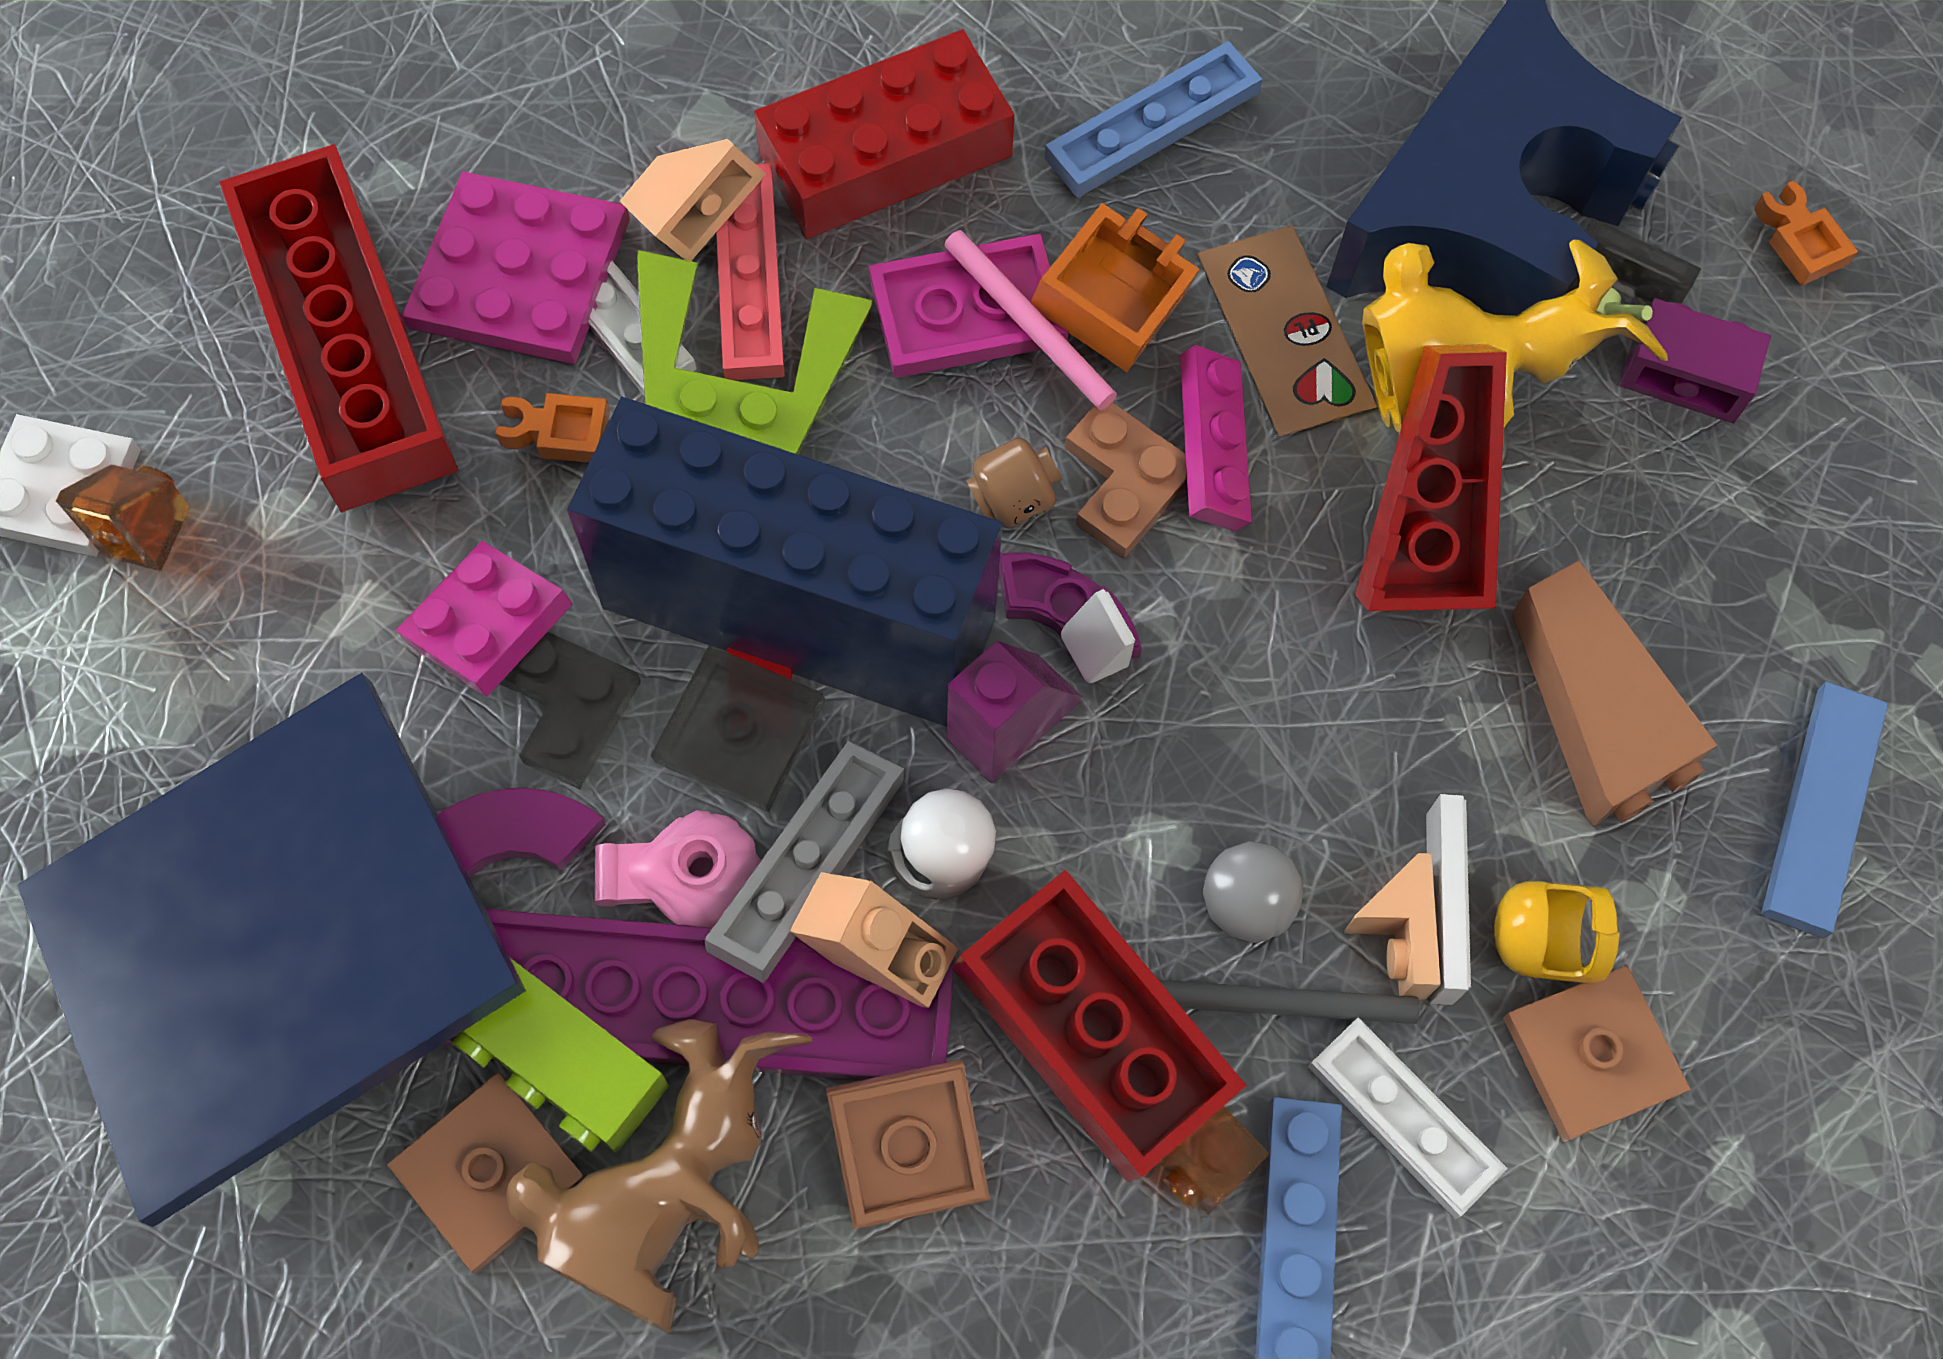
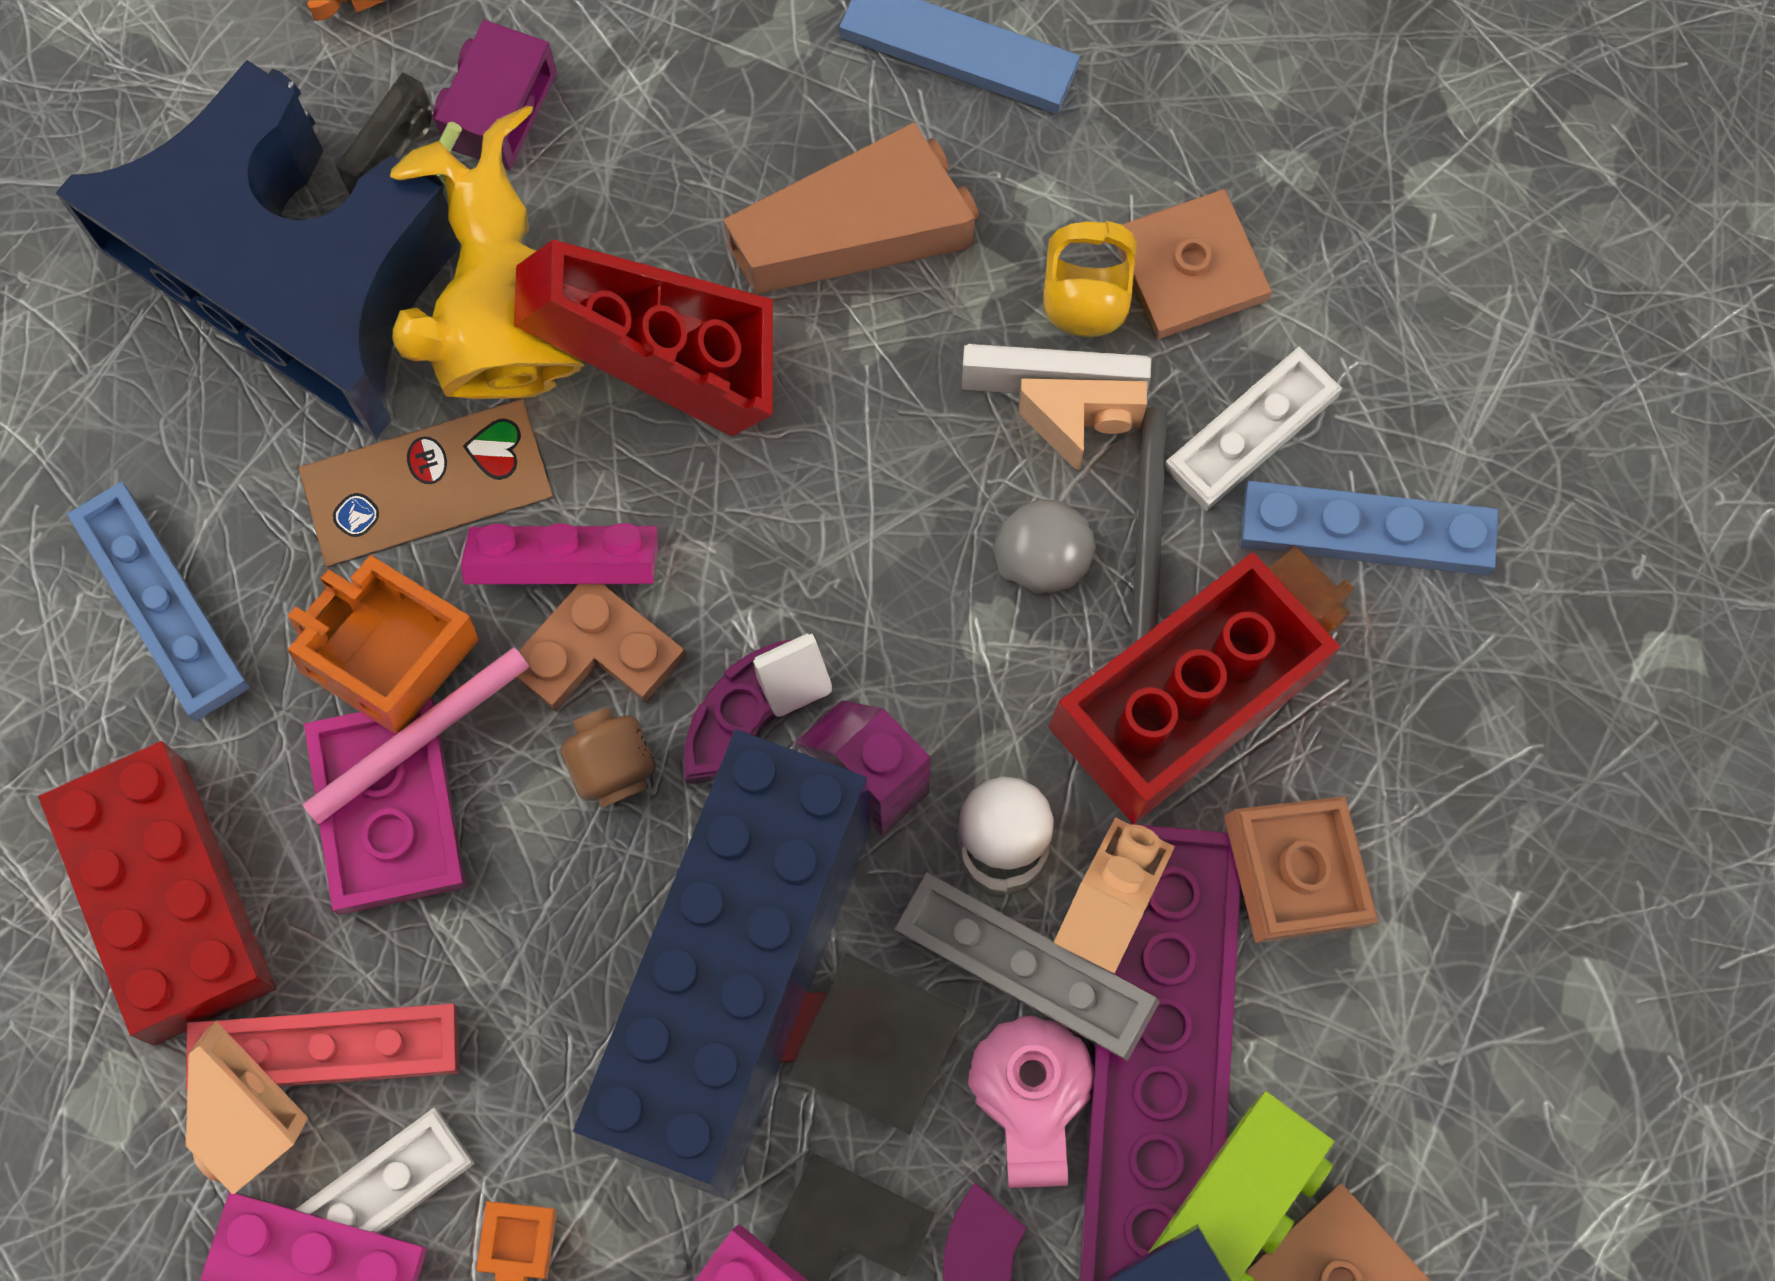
camera: 85 degrees left, 5 degrees up
(627, 1217) = (1396, 1131): medium nougat animal -> none
(731, 405) = (524, 1074): lime wing -> none

